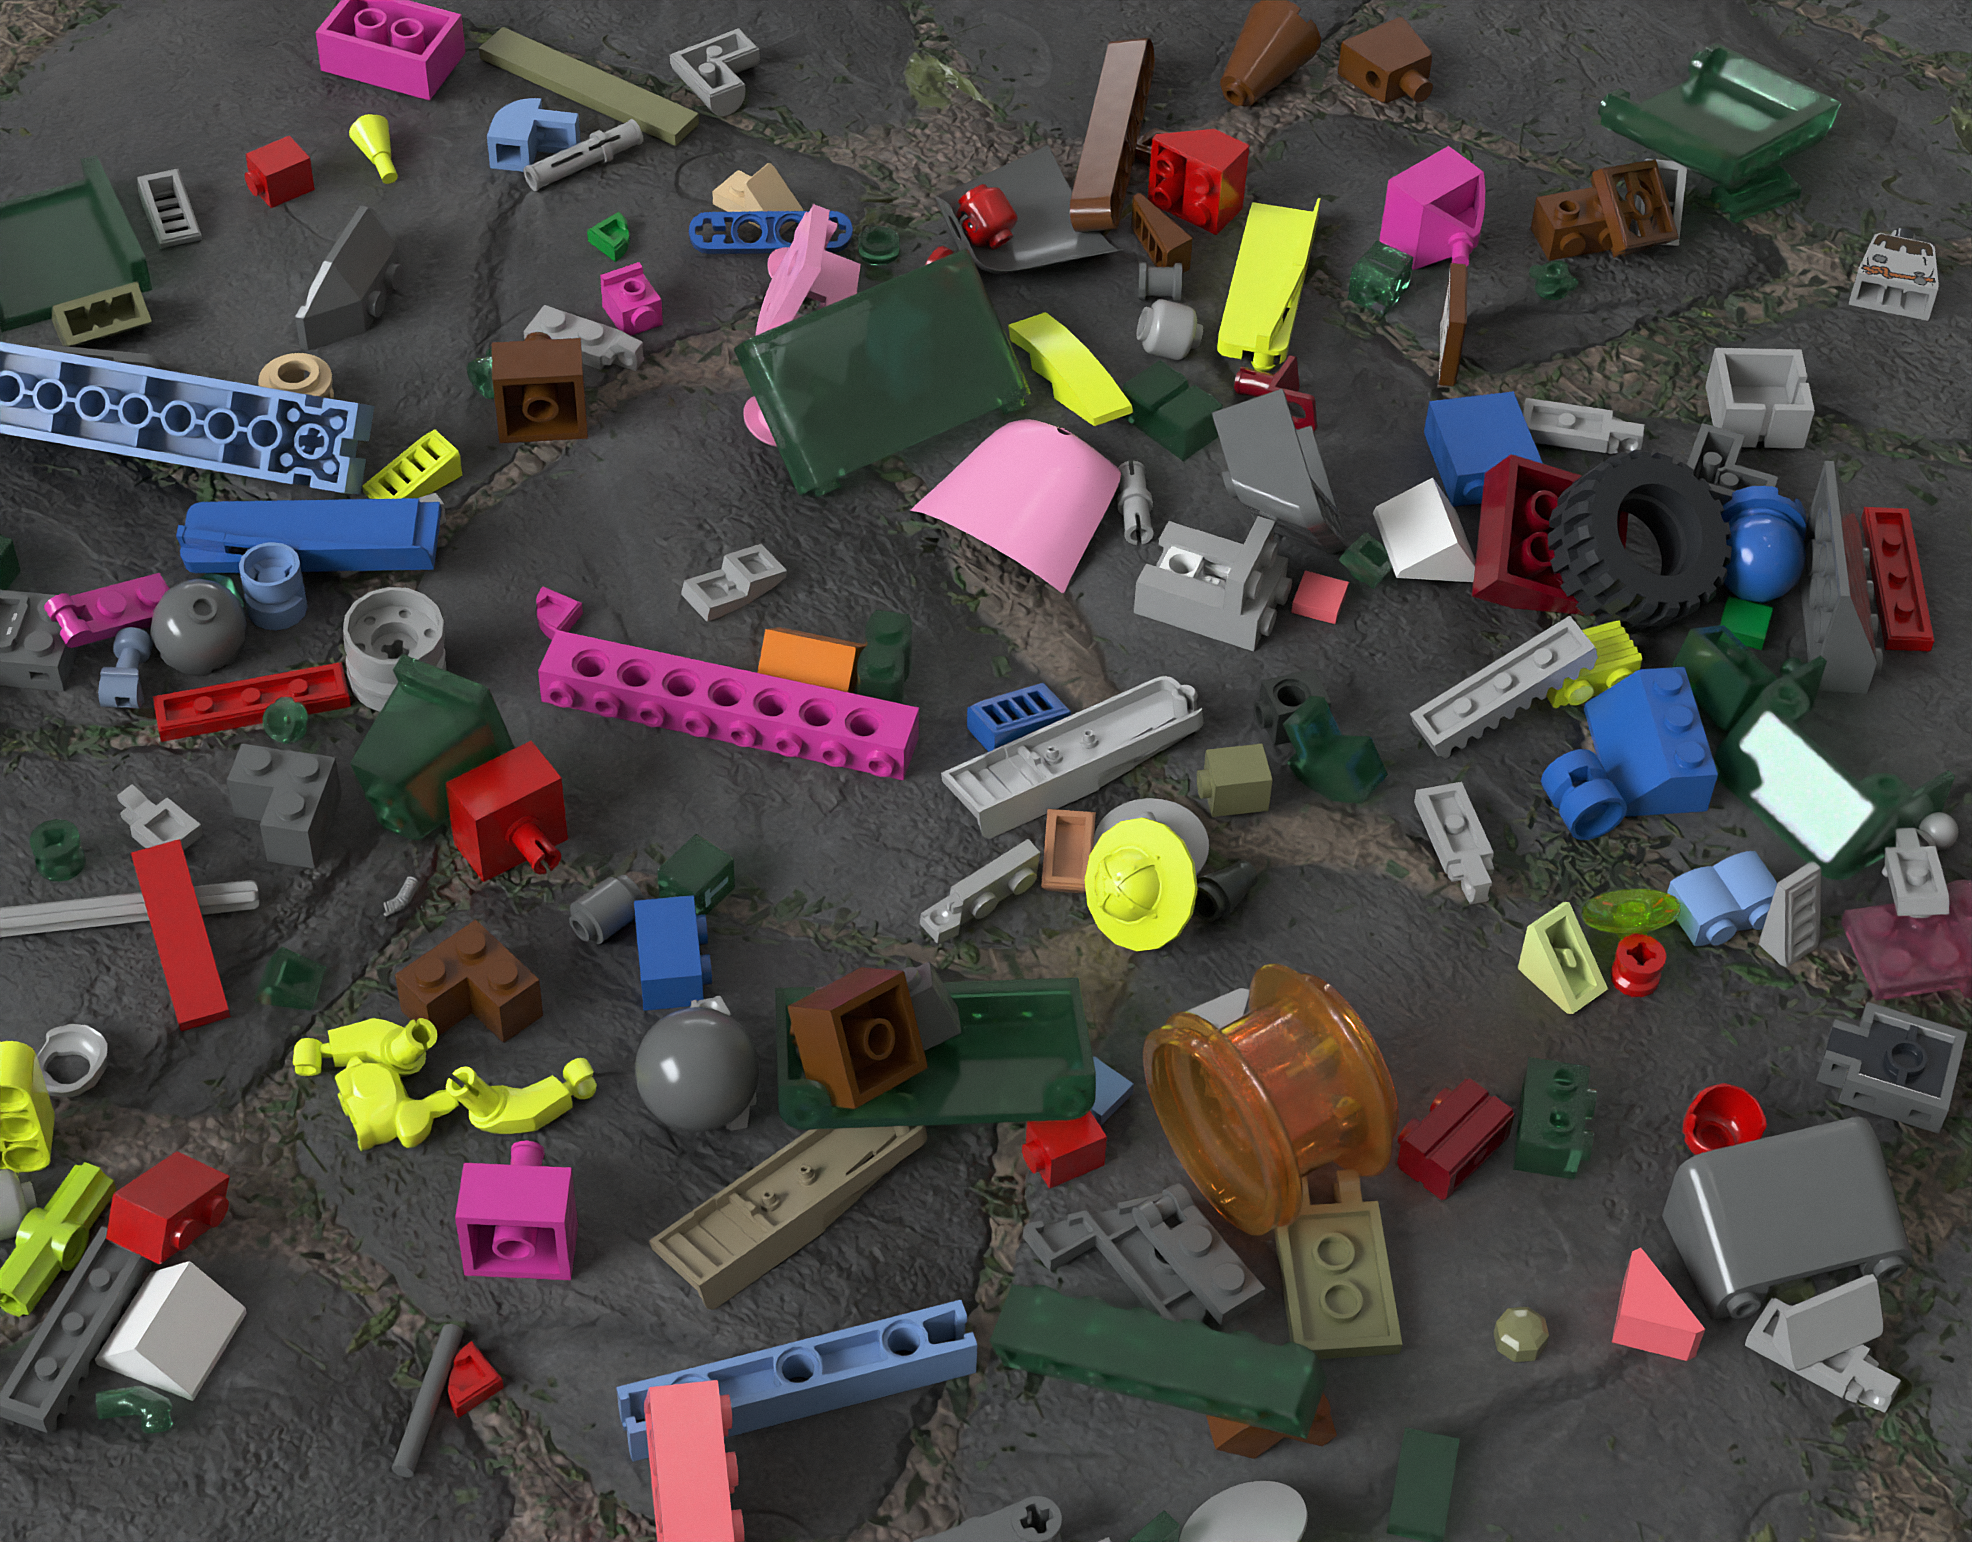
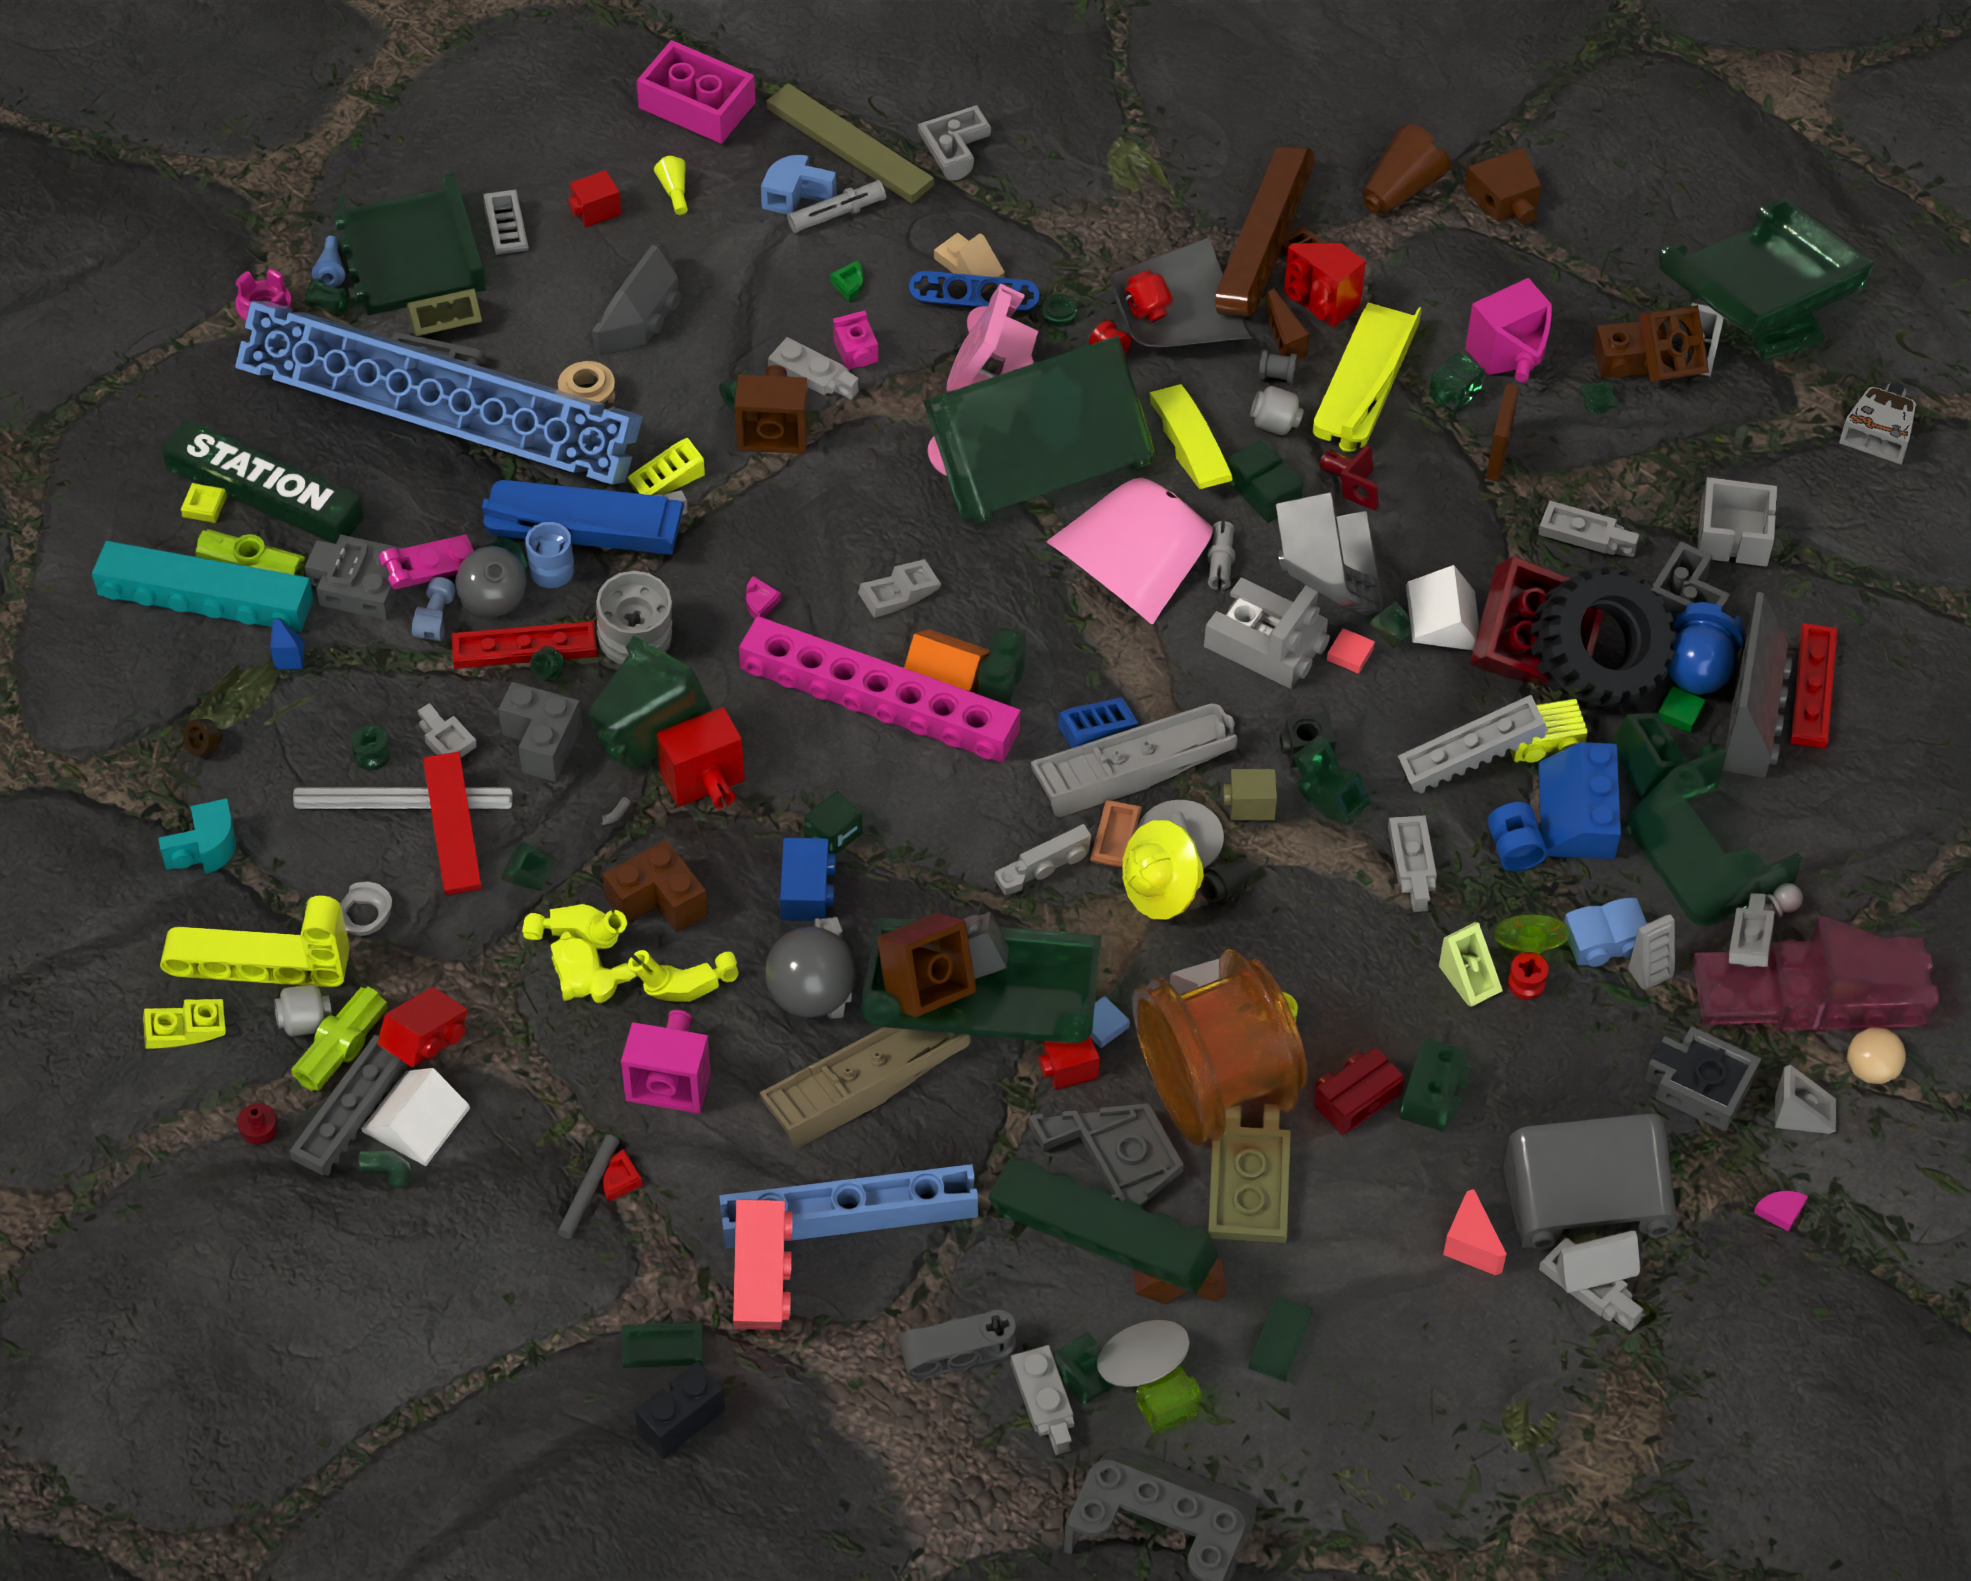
camera: 10 degrees right, 5 degrees up
(605, 909) = (763, 840): dark grey brick -> none
(1199, 1254) = (1150, 1153): dark grey plate -> none
(1474, 436) = (1502, 530): blue brick -> none
(1521, 1334) = (1376, 1240): olive tile -> none
(1722, 1118) = (1560, 1101): red hair -> none

